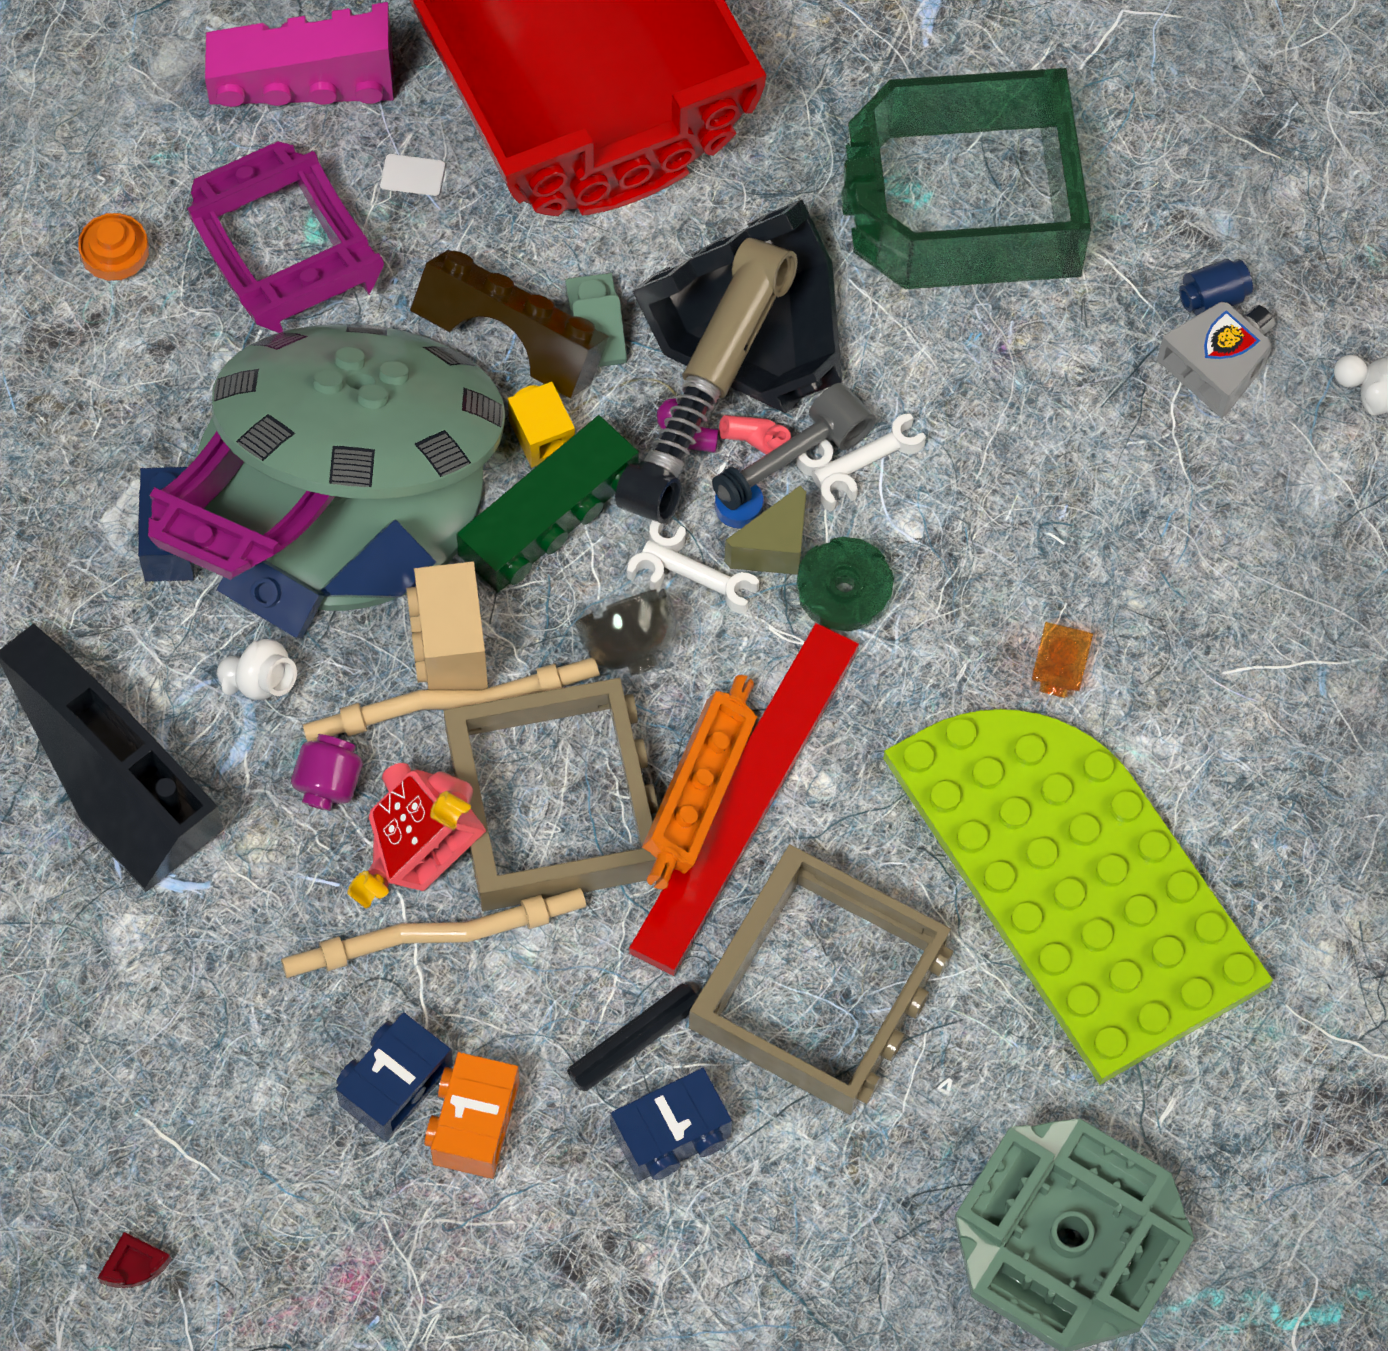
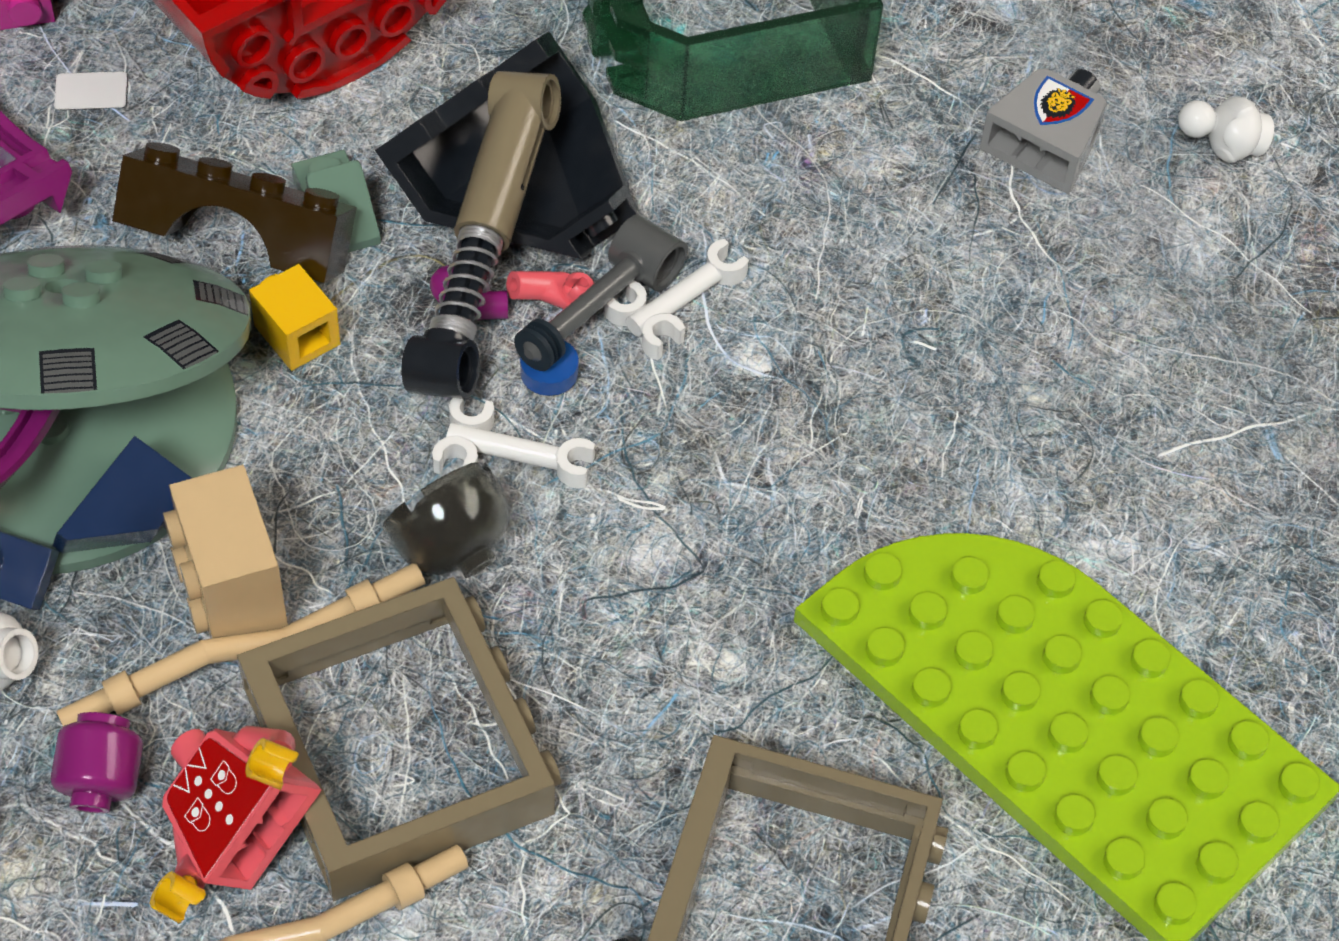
camera: 15 degrees left, 10 degrees down
(546, 505) = (319, 402): dark green brick -> none
(700, 782) = (581, 686): orange plate -> none
(750, 793) = (634, 709): red tile -> none
(772, 539) = (598, 396): olive slope -> none
(851, 563) = (703, 409): clear green plate -> none
(1061, 659) = (975, 467): clear orange bracket -> none
(1215, 283) = (1020, 57): dark blue brick -> none

